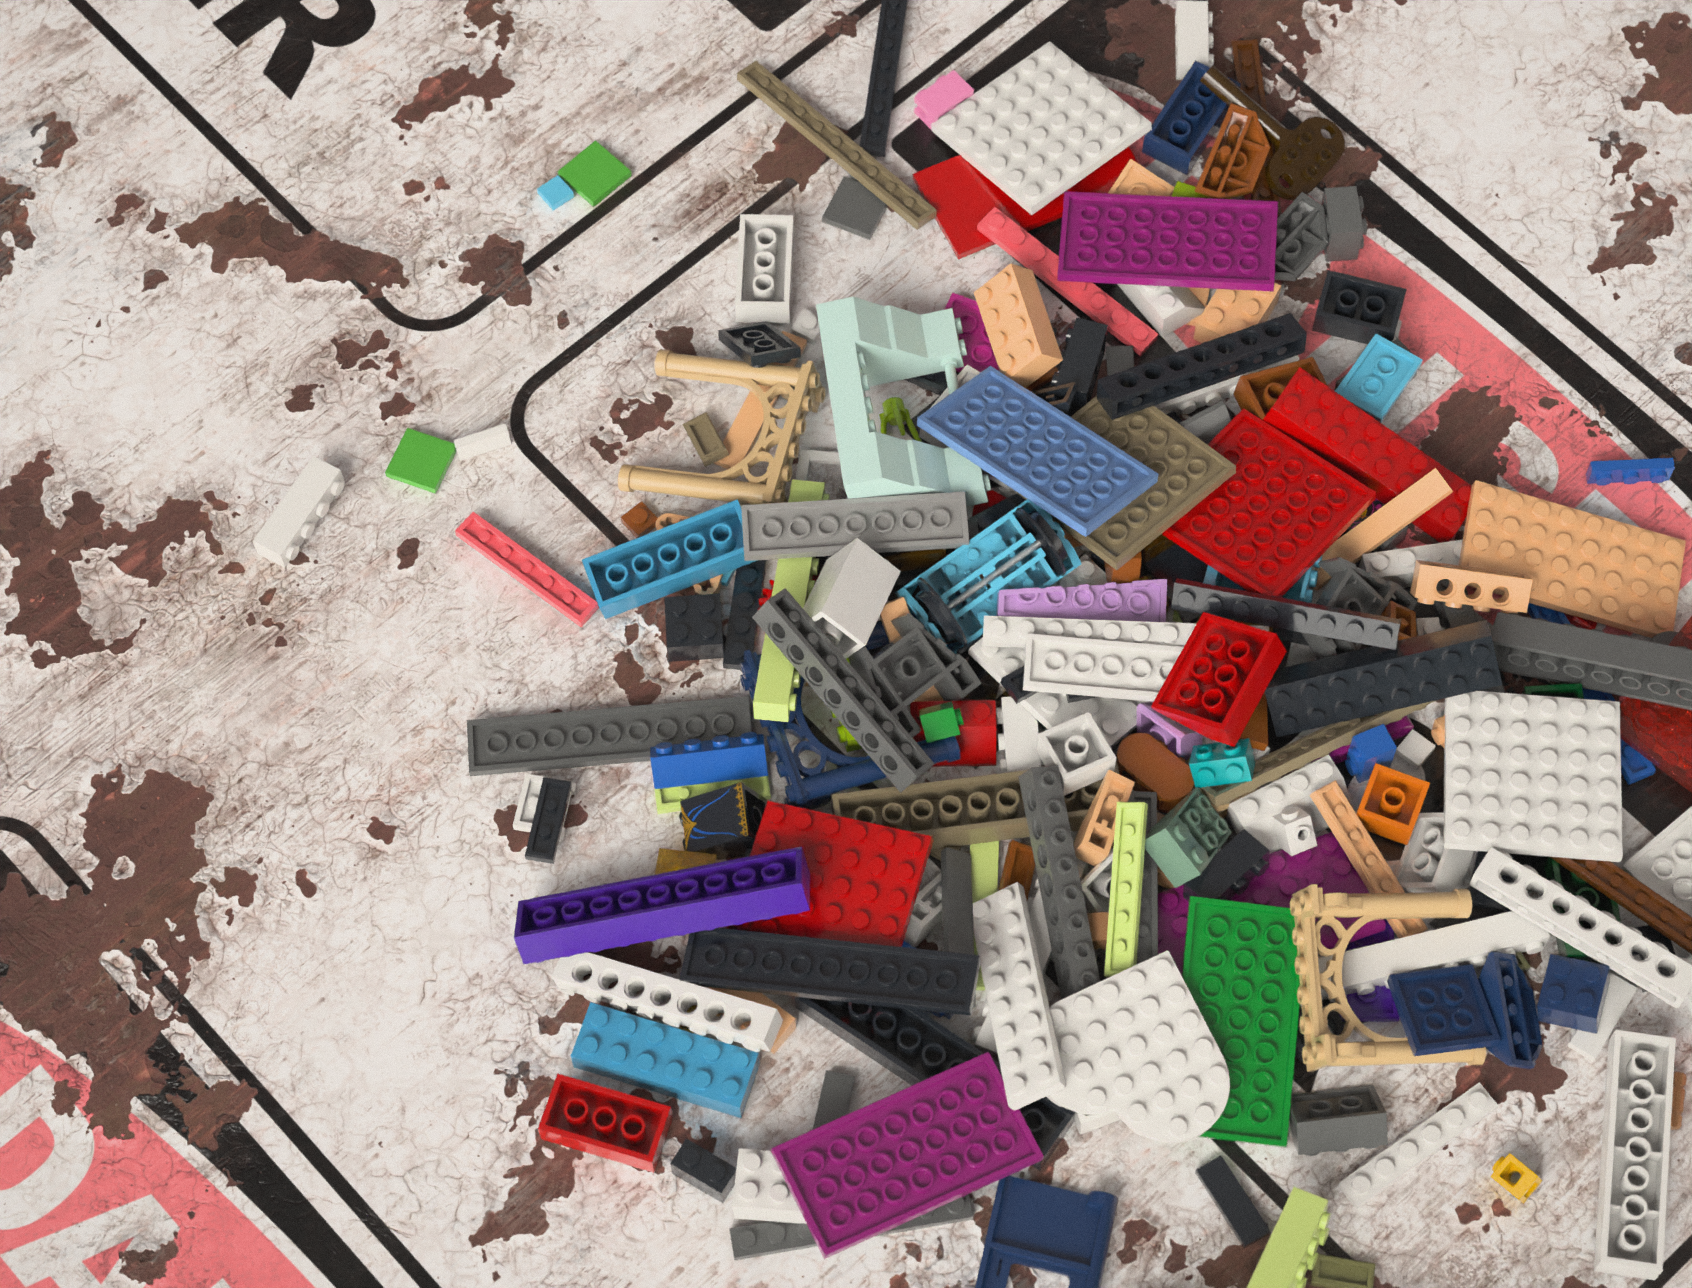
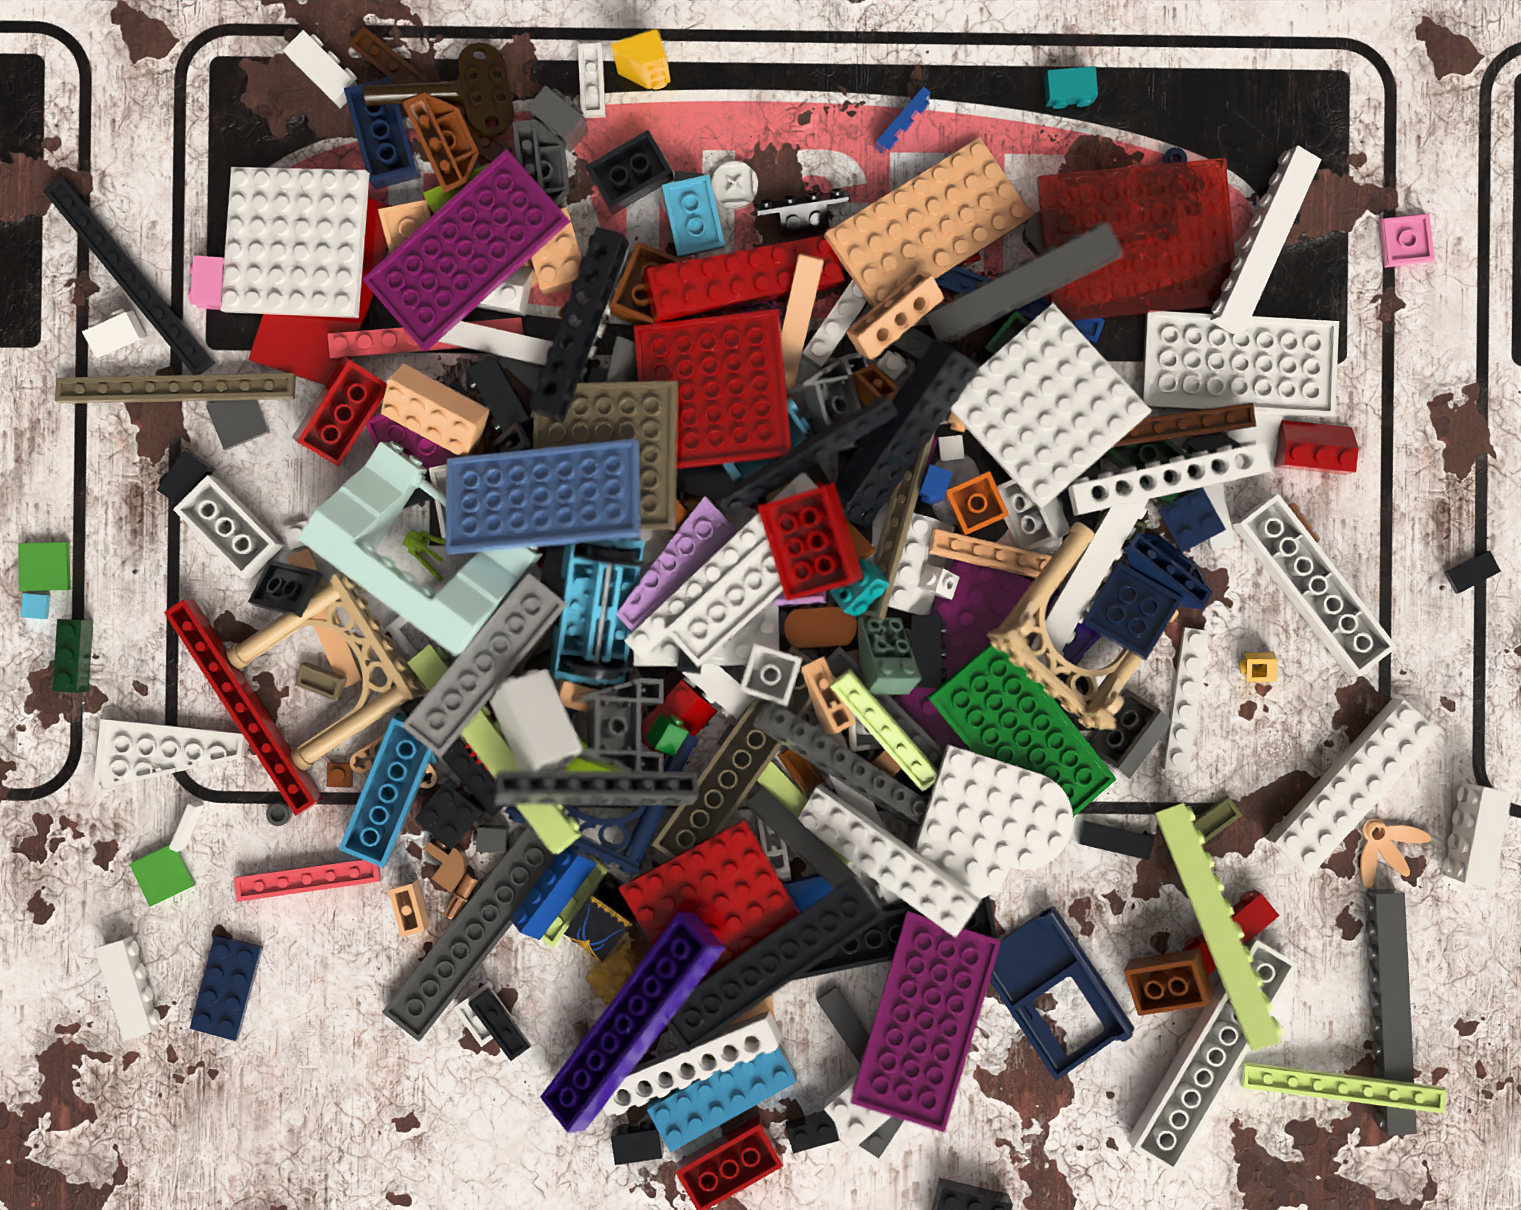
camera: 50 degrees left, 25 degrees up
(369, 587) = (226, 987): none -> dark blue plate
(520, 365) = (147, 750): none -> white wing
(544, 247) = (72, 655): none -> dark green brick
(547, 1030) = (636, 1143): none -> black brick
(560, 503) = (279, 813): none -> dark grey tile
(581, 662) = (409, 908): none -> light nougat brick
(627, 400) = (243, 705): none -> red brick
(630, 698) = (460, 896): none -> medium nougat axle
(651, 668) = (453, 863): none -> medium nougat brick
(705, 678) = (492, 838): none -> dark grey brick
(772, 202) = (184, 476): none -> black brick
(833, 69) = (114, 333): none -> white brick
(942, 266) = (340, 411): none -> red brick
(1120, 325) = (499, 343): none -> white tile
(1398, 225) = (591, 80): none -> white plate
(1436, 397) = (734, 185): none -> white tile
(1454, 238) = (642, 60): none -> yellow slope
(1470, 463) = (803, 213): none -> black bracket

